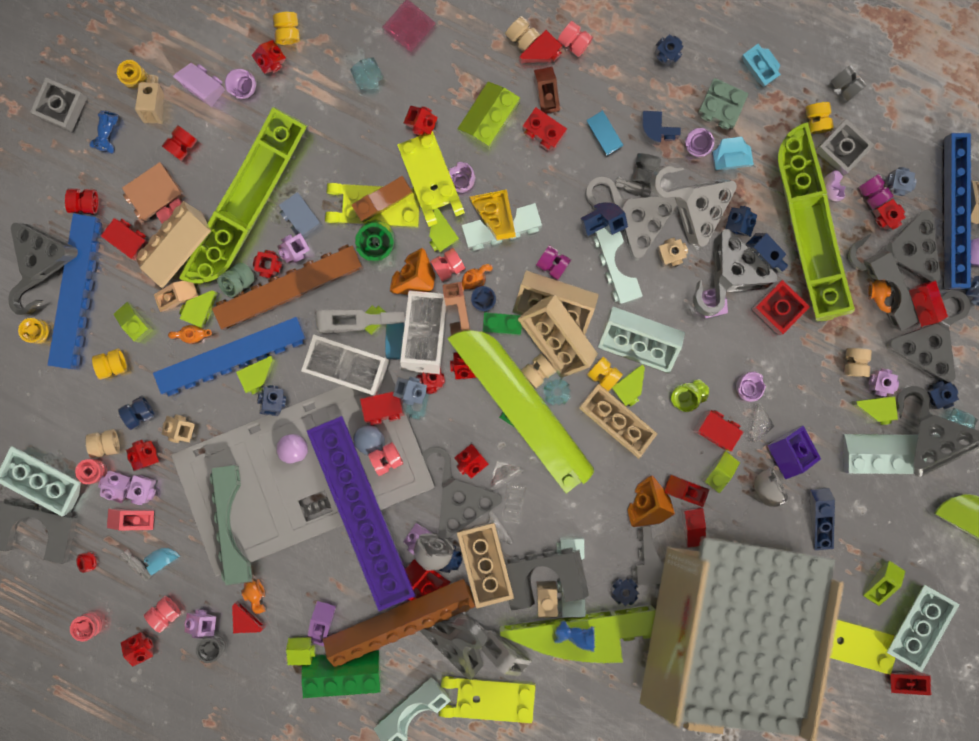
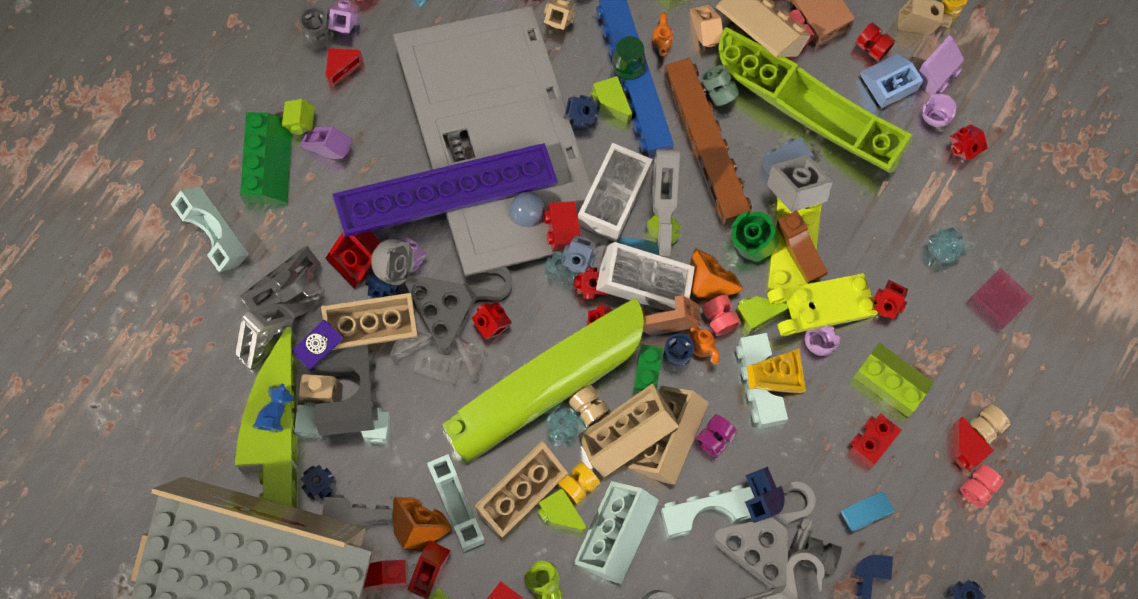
camera: 90 degrees right, 15 degrees down
(198, 309) = (689, 43): lime slope -> none
(213, 127) = (892, 80): none -> light blue slope
(221, 362) = (629, 58): none -> dark green hat
(226, 485) = (492, 54): sand green arch -> none
(254, 592) = (370, 74): orange piece -> none
(260, 261) = (735, 120): red brick -> none
(286, 28) = (999, 163): yellow wheel -> none
(292, 448) = (525, 127): lavender hair -> none
(293, 248) = (758, 151): lavender brick -> none
(326, 204) = (799, 183): none -> light grey brick
(392, 456) = (504, 223): coral wheel -> none
(399, 623) = (316, 222): dark orange brick -> none
(497, 702) = (211, 327): neon yellow hinge -> none
(511, 606) = (317, 344): none -> dark purple slope
(547, 90) = (921, 447): copper slope -> none
(631, 474) = (456, 503): none -> light aqua arch
(668, 257) = (723, 570): tan brick -> none

